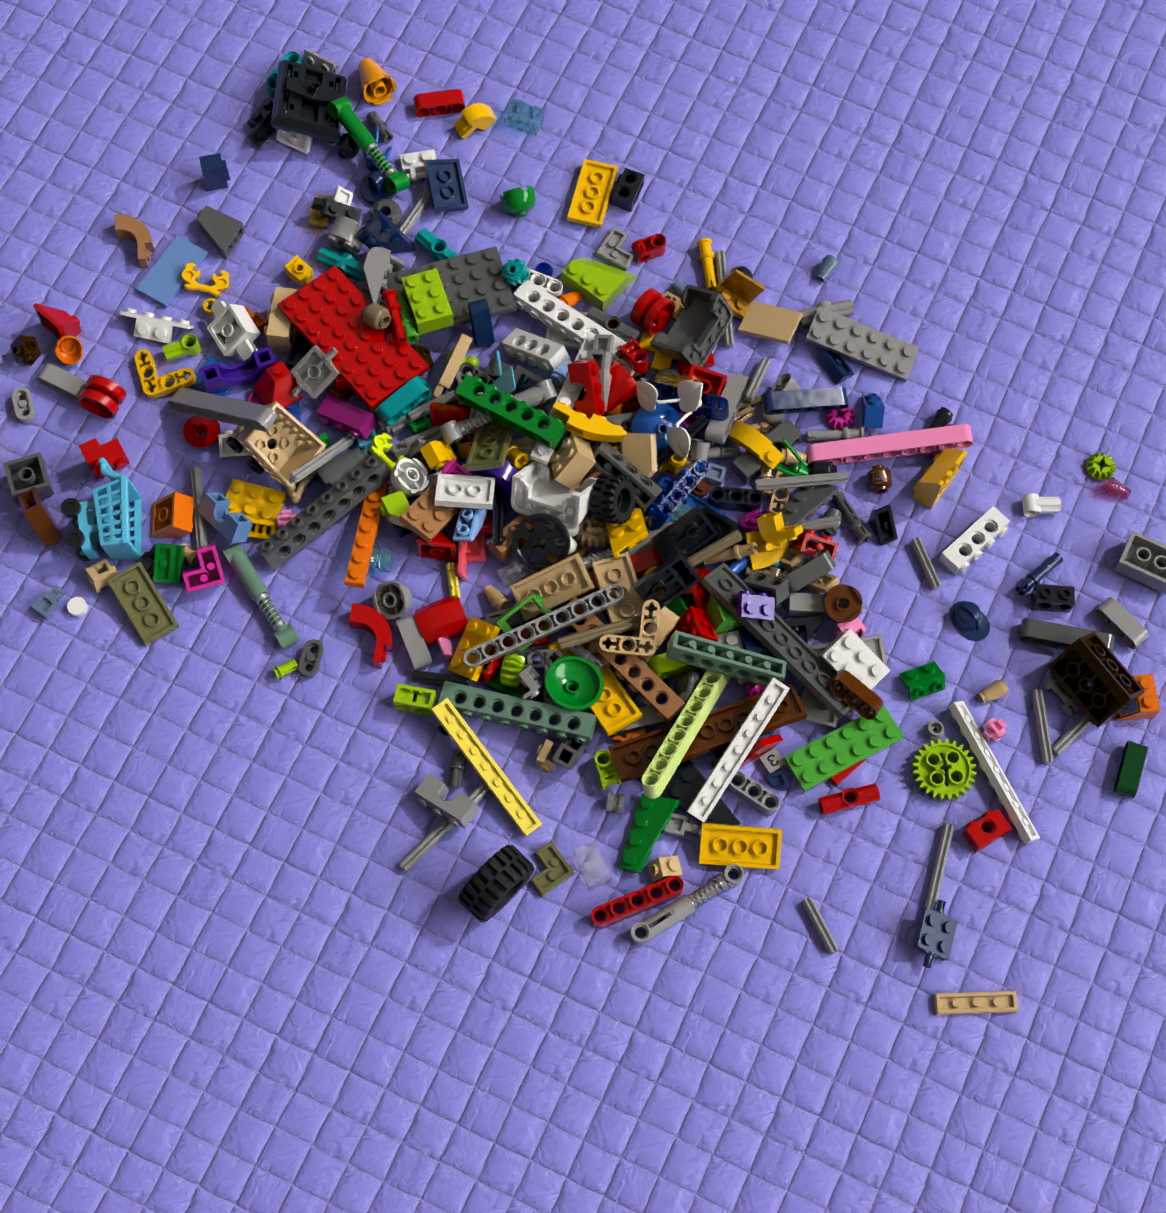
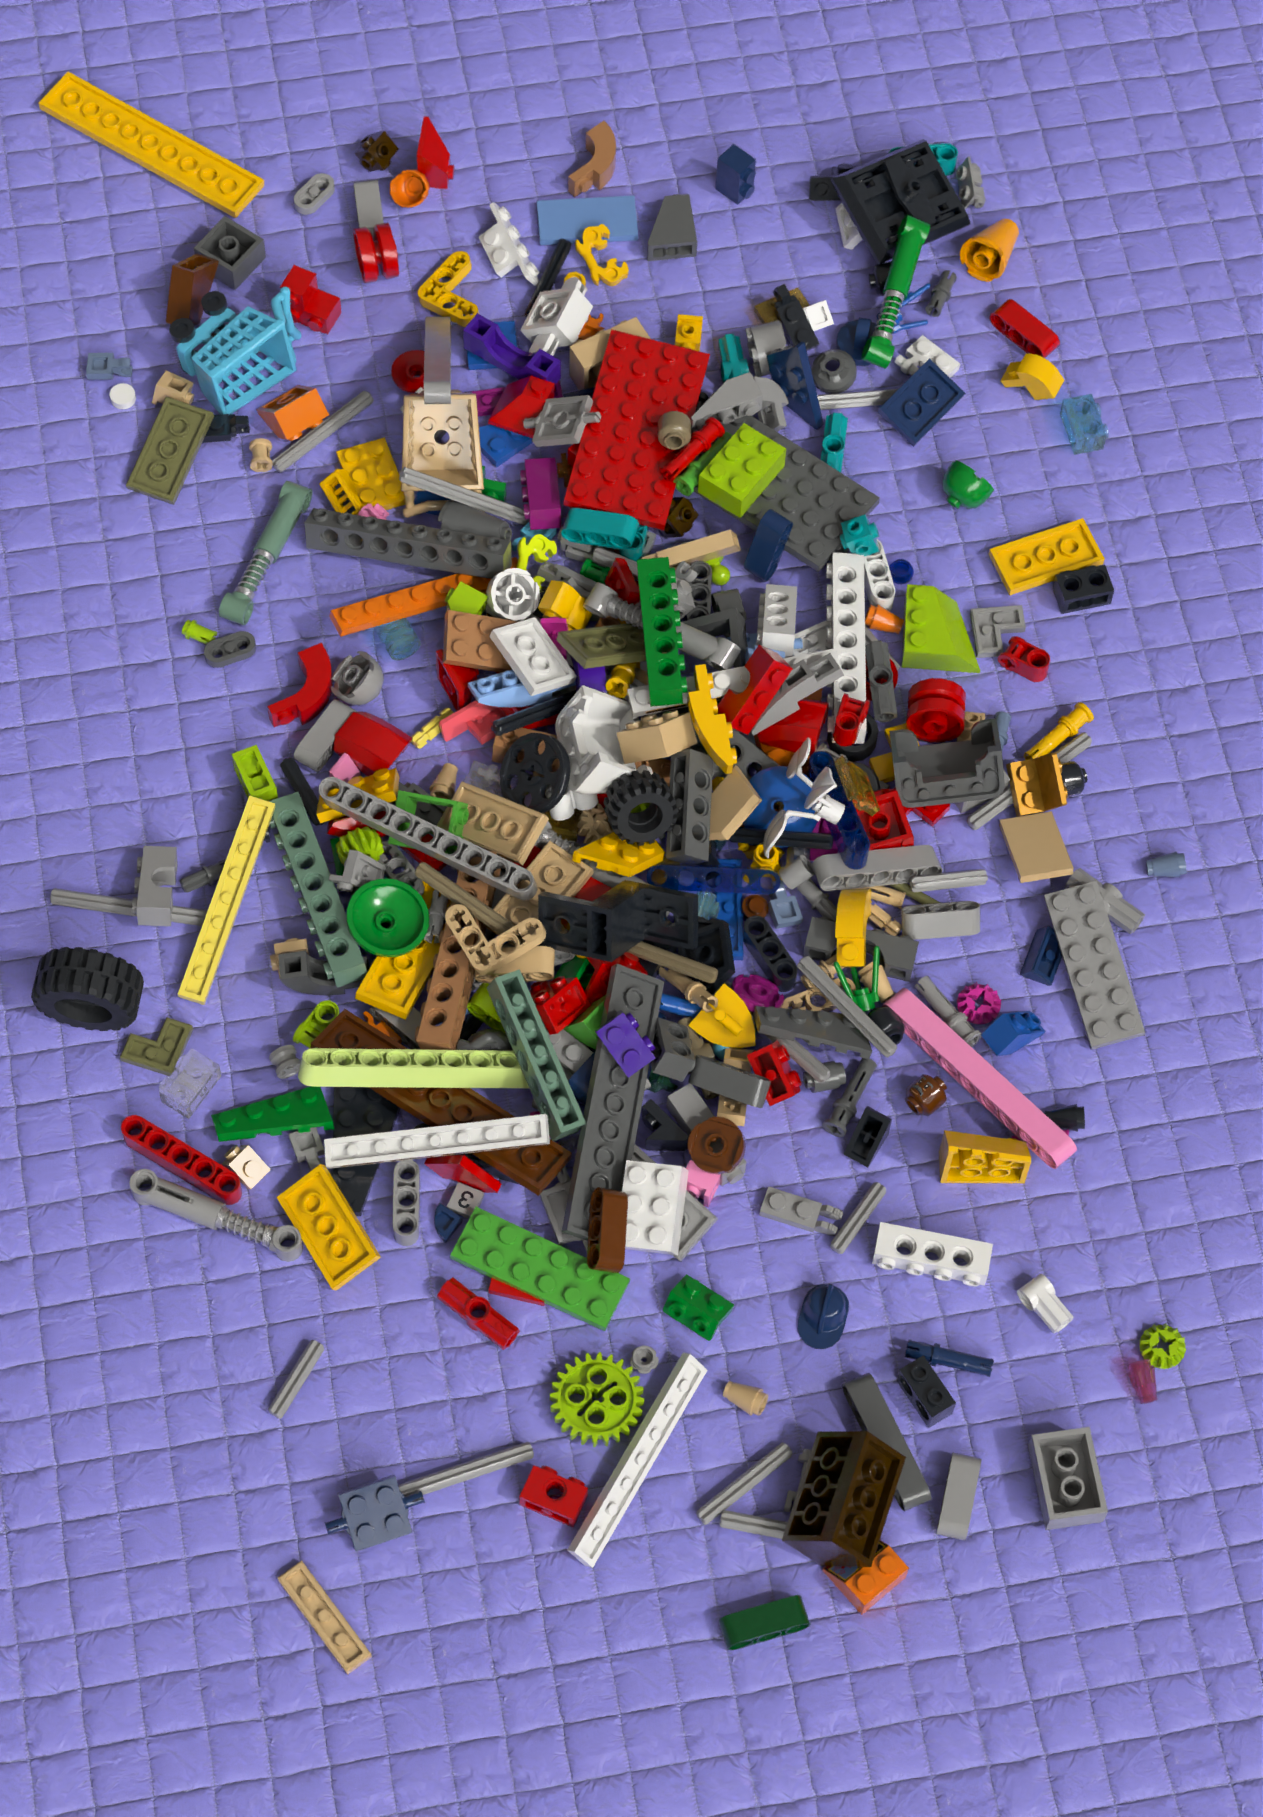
camera: 55 degrees right, 5 degrees down
(168, 563) = (234, 442): green plate -> none
(180, 348) = (506, 290): lime piece -> none
(195, 318) = (551, 271): none -> black axle
(208, 573) = (255, 481): dark pink brick -> none
(232, 526) = (320, 465): medium blue arch -> none
(506, 381) = (705, 612): medium azure piece -> none
(773, 530) = (747, 1008): yellow brick -> none
(804, 400) = (954, 942): dark blue beam -> none
(900, 591) = (799, 1211): none -> light grey hinge
(994, 729) = (694, 1426): bright pink gear -> none

